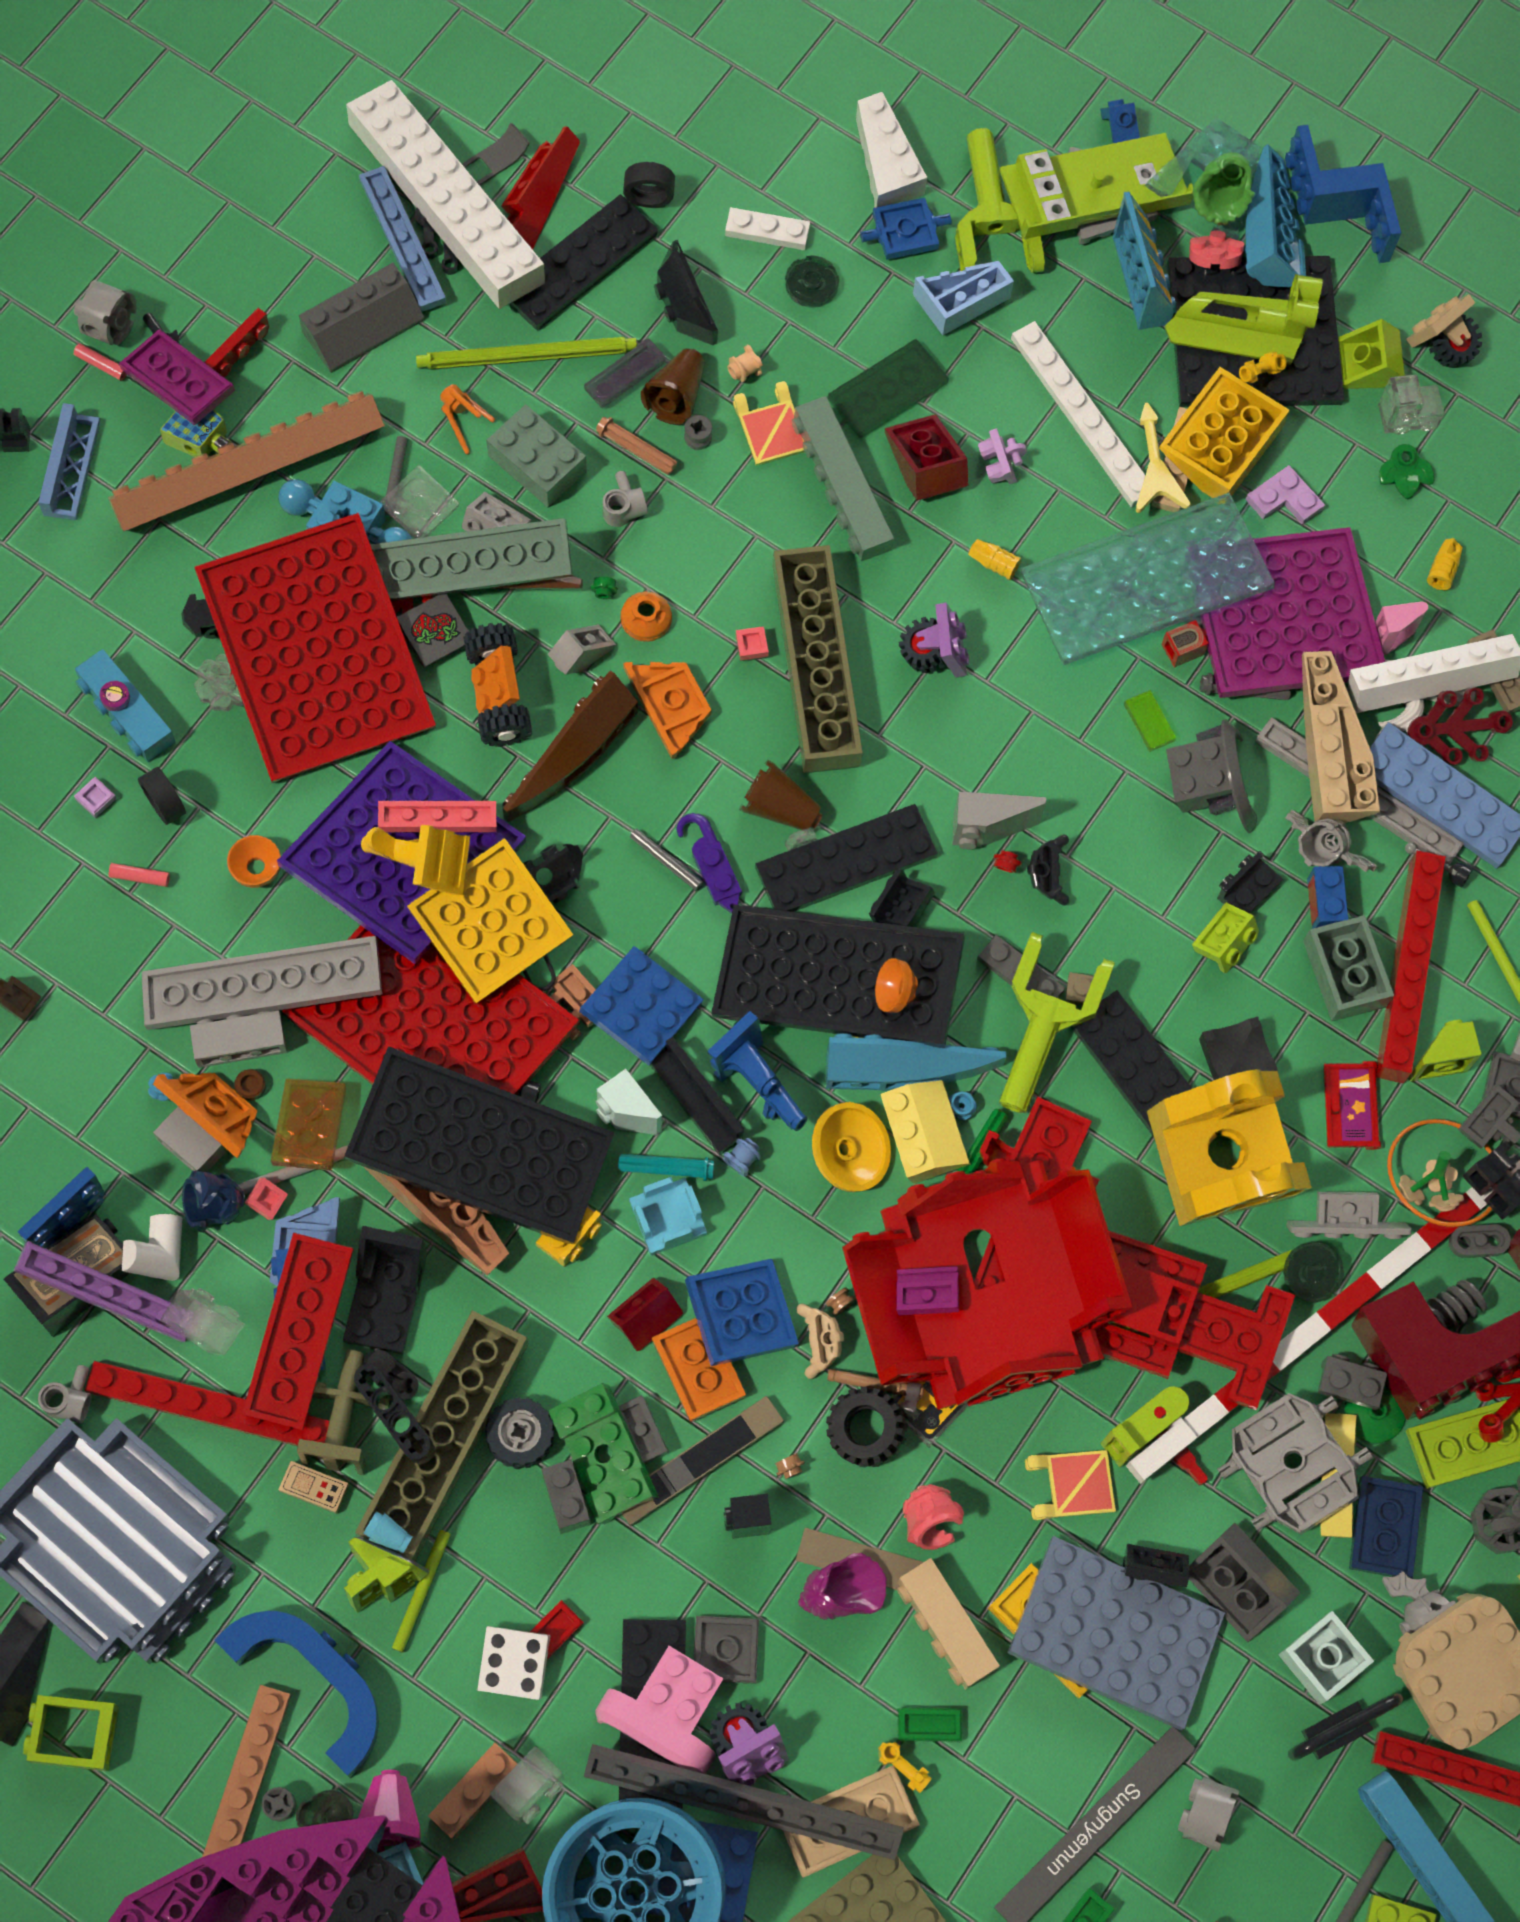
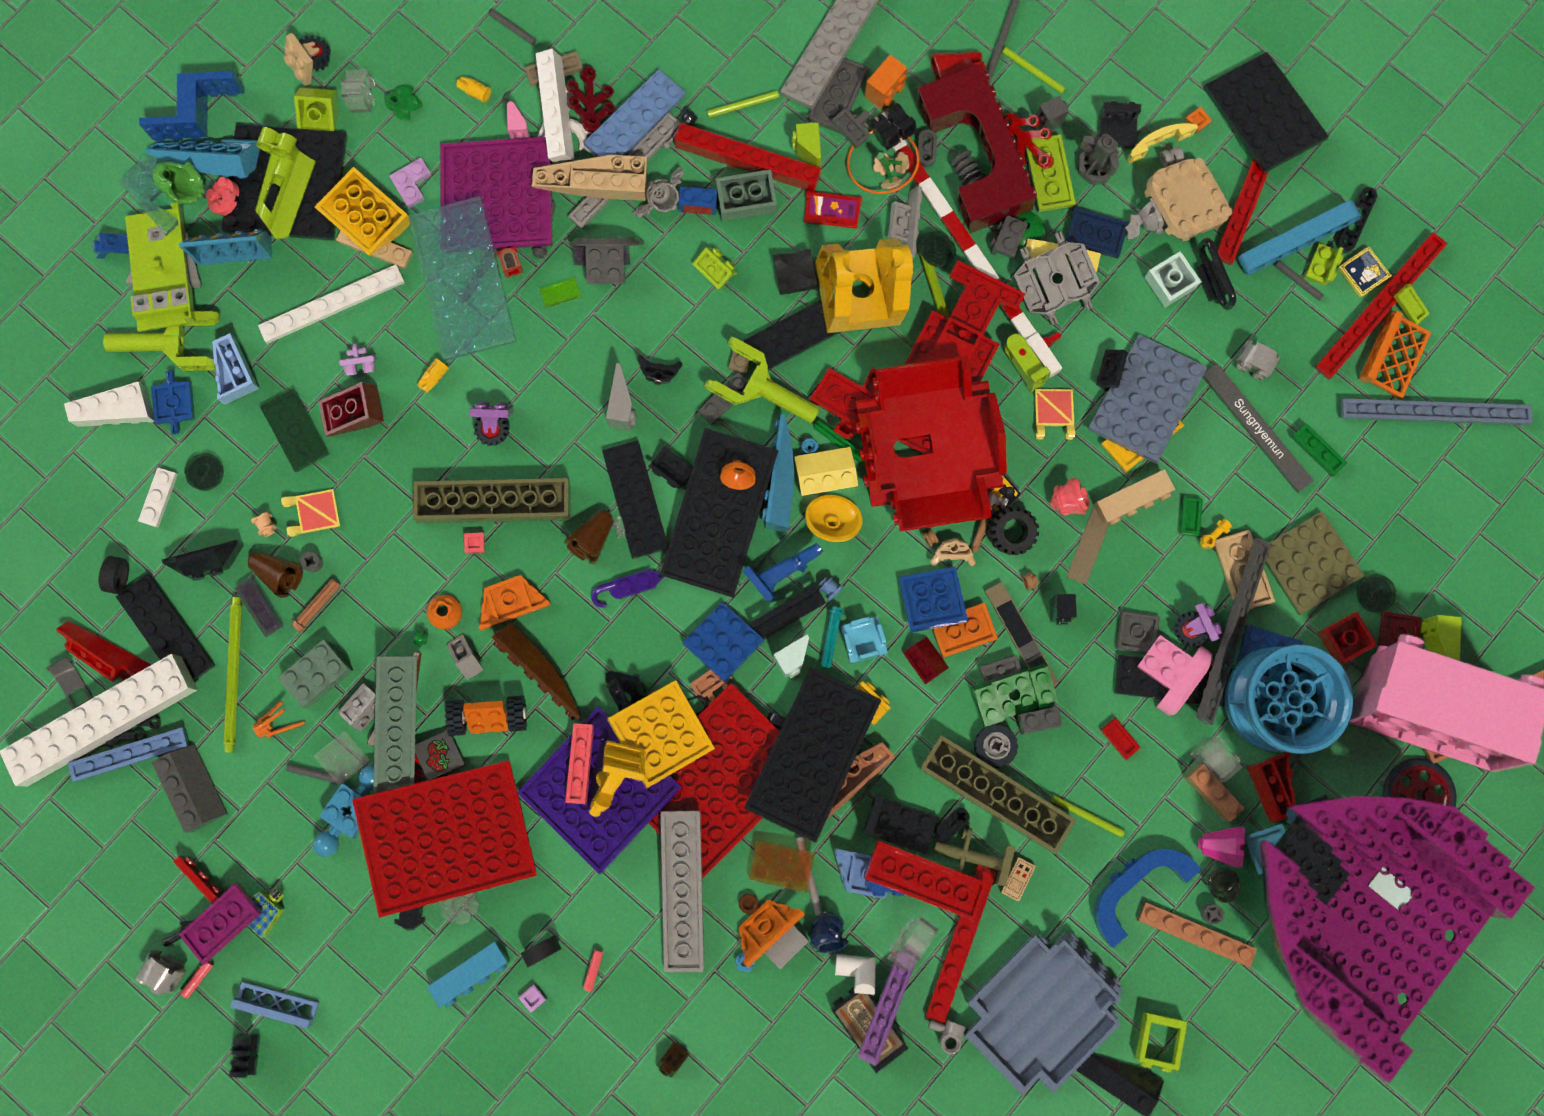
camera: 80 degrees left, 10 degrees up
(64, 1210) = (833, 1032): blue plate -> none
(114, 695) = (464, 980): magenta tile -> none
(237, 1038) = (717, 909): light grey brick -> none
(245, 461) = (293, 878): nougat brick -> none
(250, 849) = (587, 898): orange piece -> none
(266, 1198) = (829, 897): coral plate -> none
(384, 1573) = (1080, 836): lime piece -> none
(387, 1532) = (1060, 833): medium azure cone -> none
(394, 1413) = (984, 824): black beam -> none
(513, 1662) = (1138, 762): white tile -> none
(631, 501) = (358, 612): light grey piece -> none
(667, 860) = (621, 616): dark grey bar -> none
(842, 478) = (360, 468): sand green brick -> none
(844, 1588) = (1110, 556): magenta hair -> none
(927, 1290) = (931, 482): magenta plate -> none
(1006, 861) = (649, 396): red plate -> none
(1158, 477) = (389, 260): light yellow piece -> none
(1241, 1582) = (1122, 320): dark grey slope -> none
(1250, 884) = (681, 247): black bracket -> none
(1270, 363) = (315, 175): yellow bar -> none

